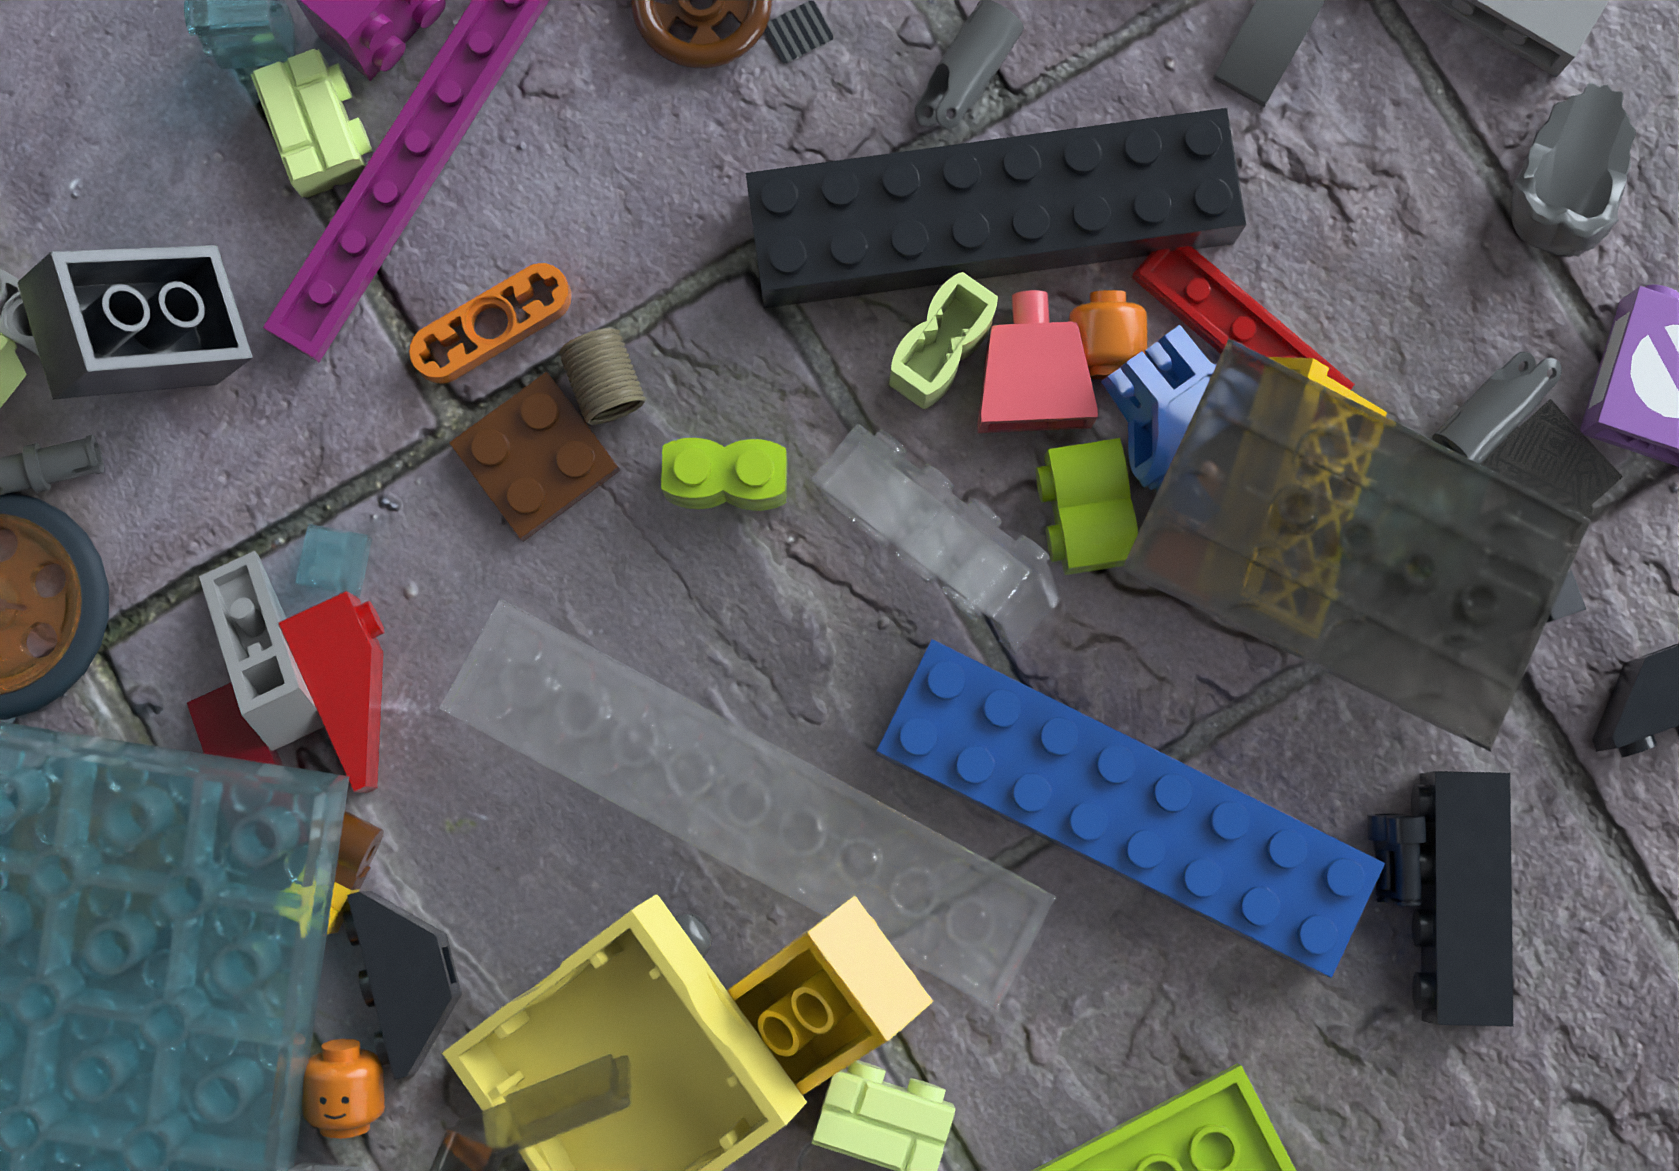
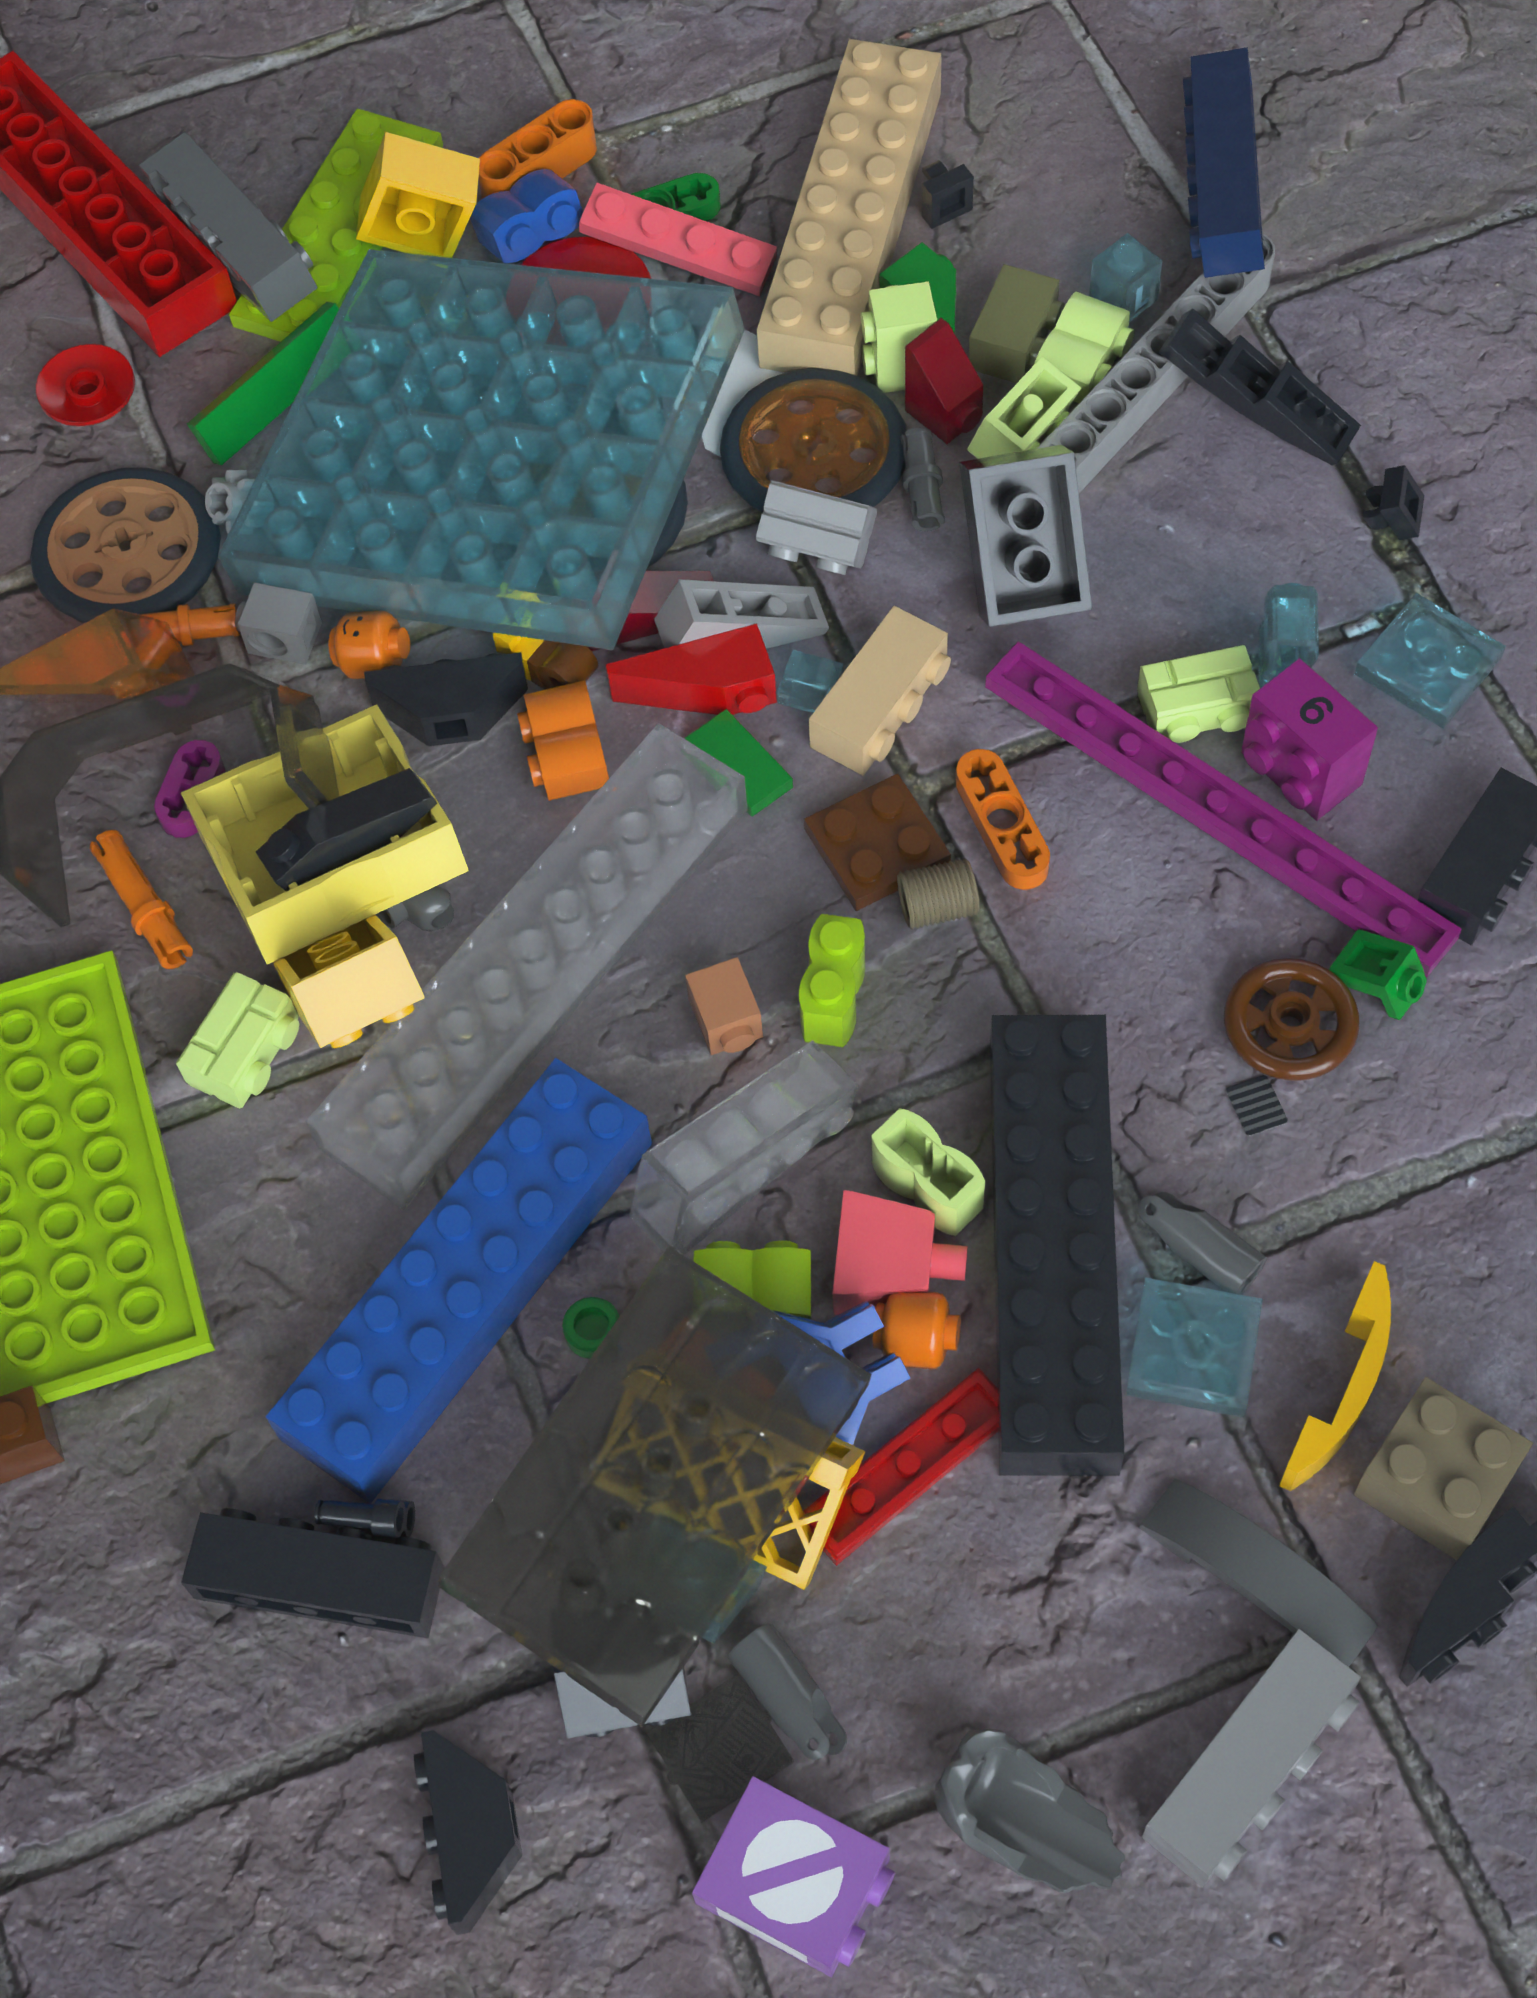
camera: 105 degrees right, 20 degrees down
(125, 578) = (816, 526): none -> light grey brick
(343, 473) = (879, 691): none -> tan brick
(447, 626) = (738, 749): none -> green tile
(449, 826) = (565, 741): none -> orange brick
(649, 1036) = (345, 828): none -> black slope
(772, 585) = (724, 1007): none -> nougat brick
(1081, 63) = (1194, 1347): none -> clear light blue plate
(1149, 669) = (588, 1324): none -> green tile

